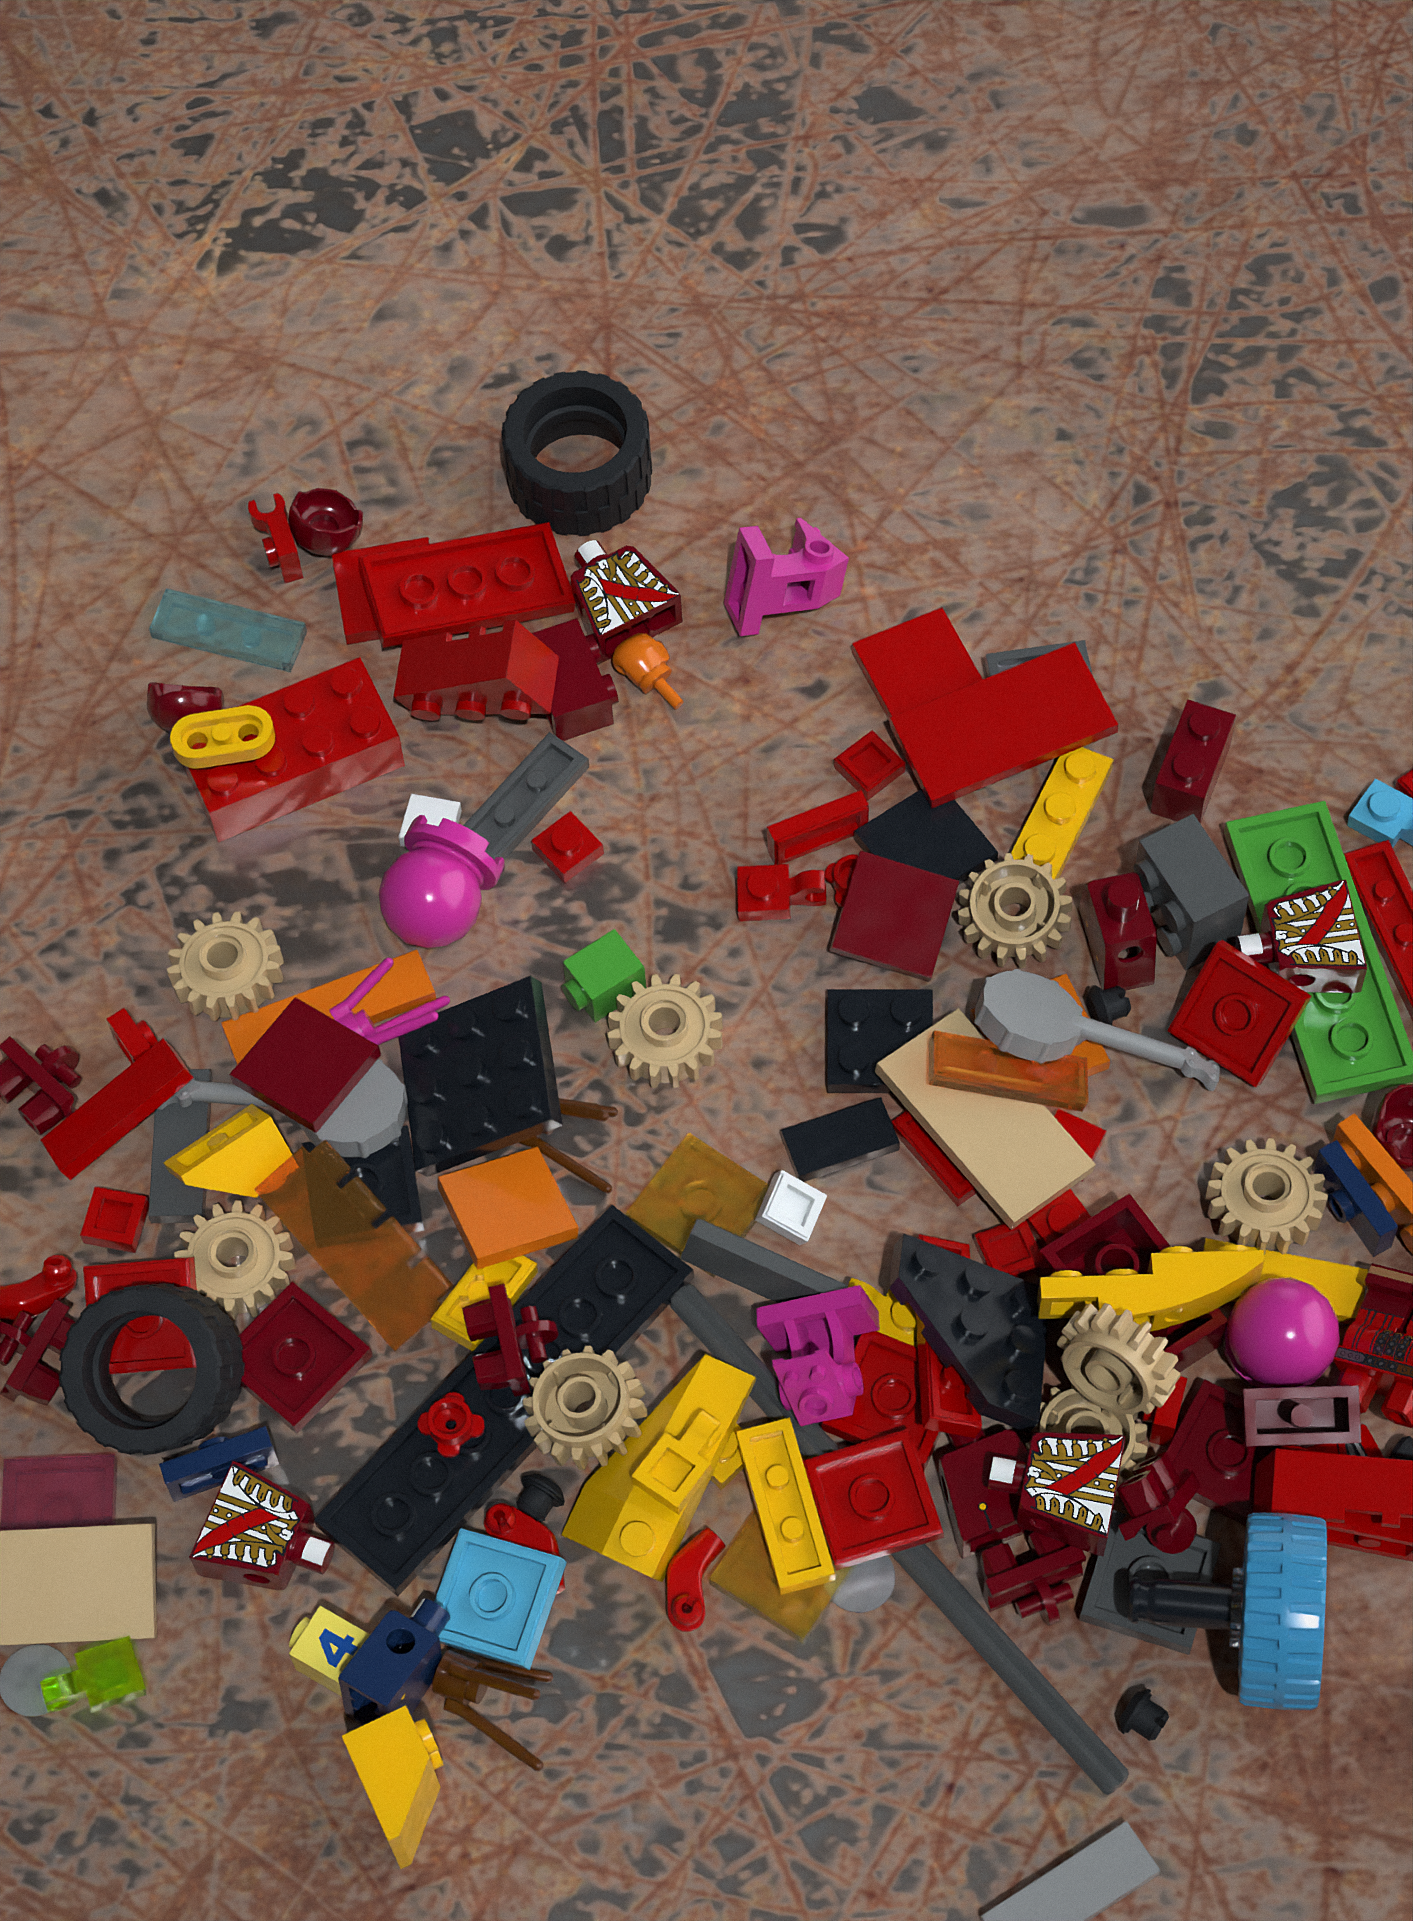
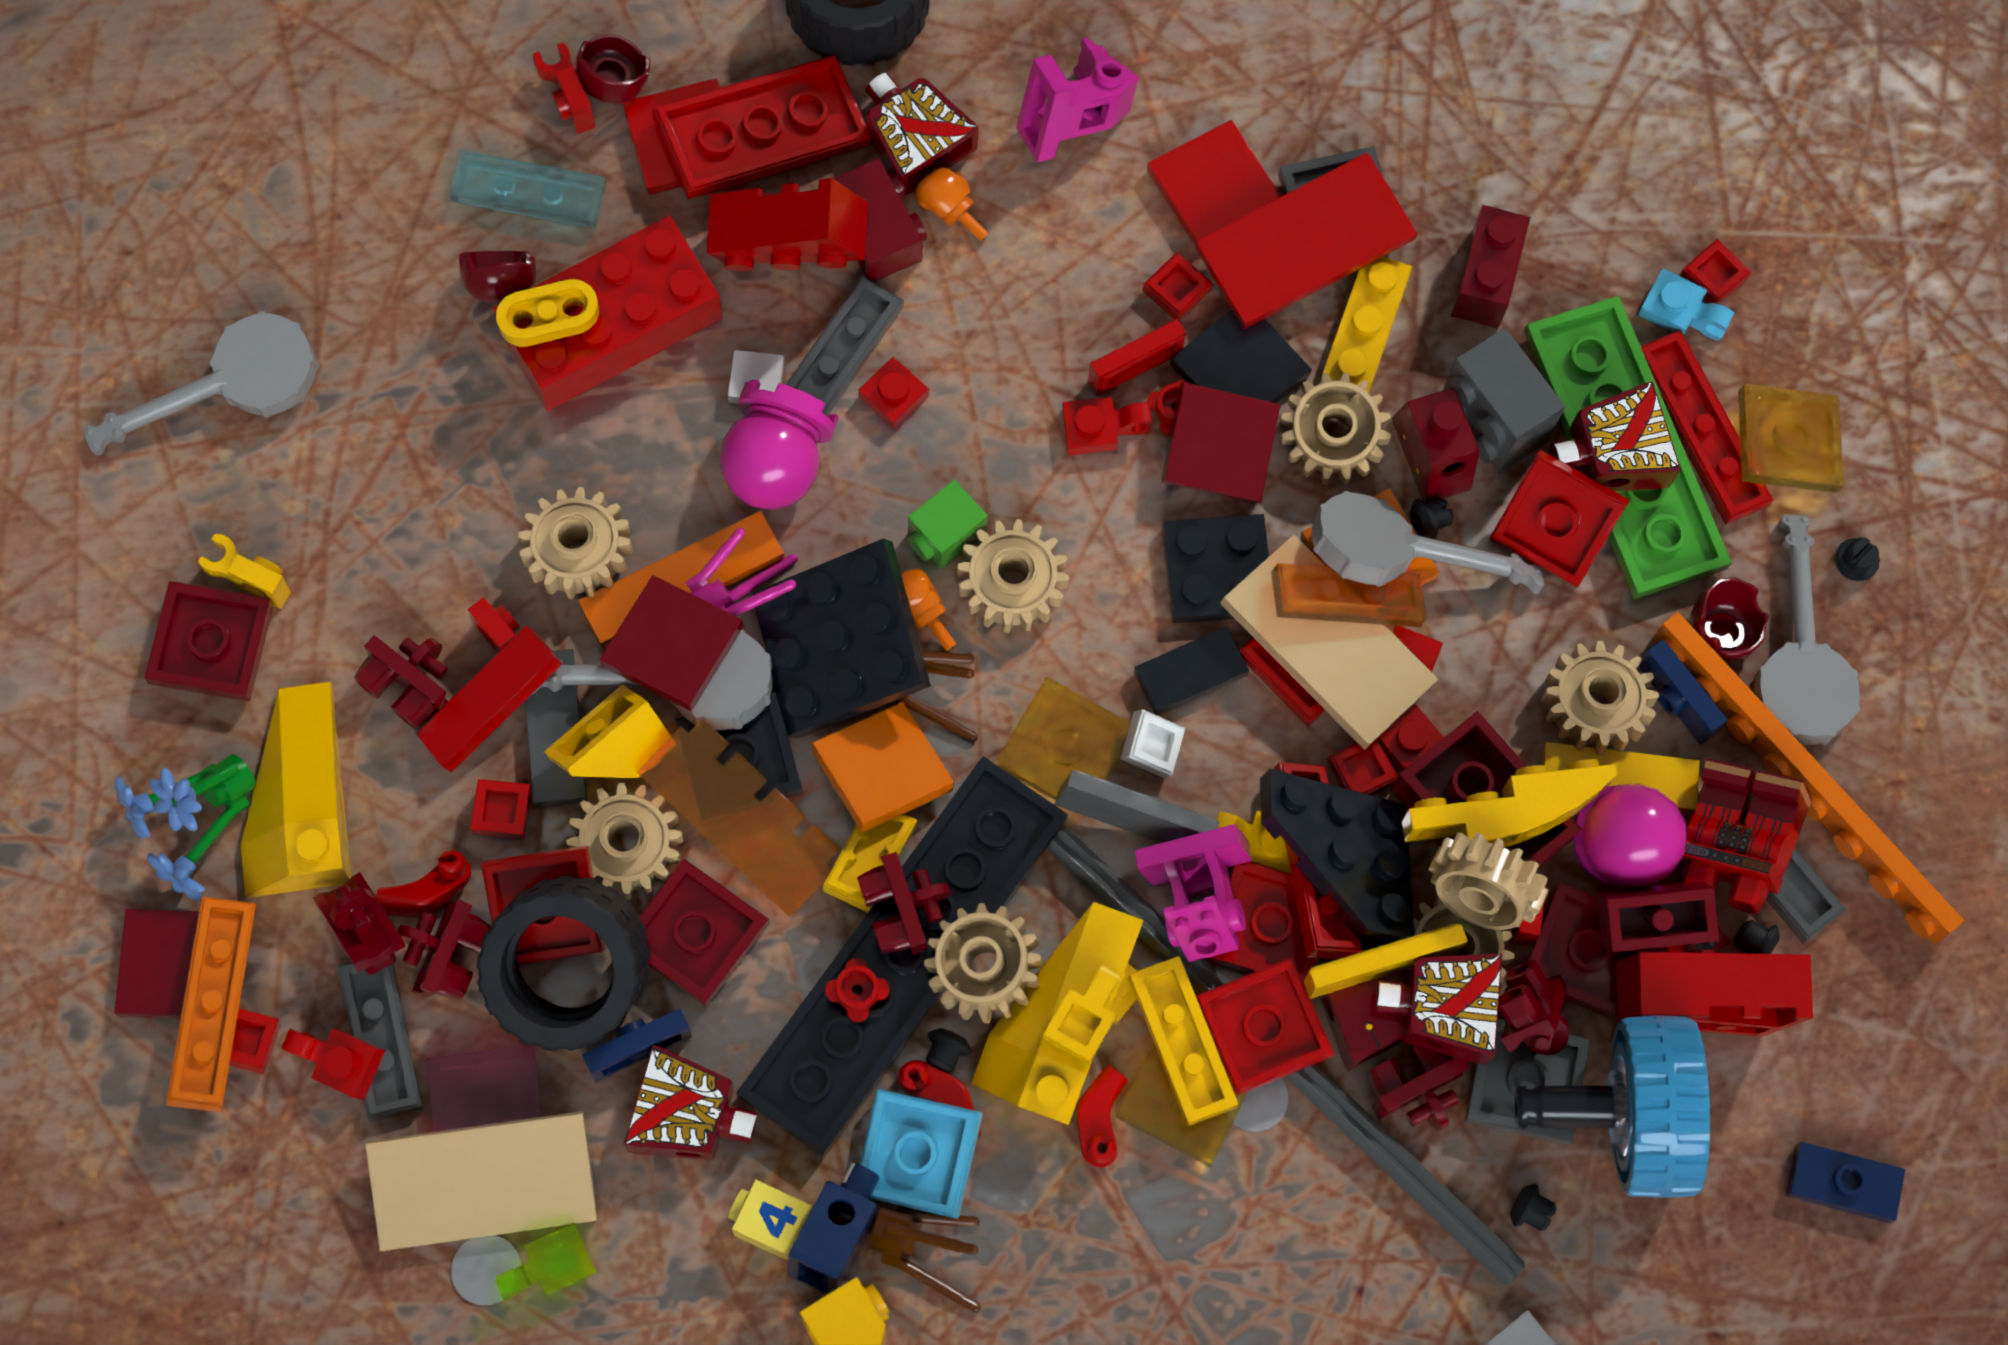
camera: 15 degrees left, 10 degrees up
(571, 1053) = (926, 605): none -> orange piece
(998, 1435) = (1383, 960): none -> yellow tile

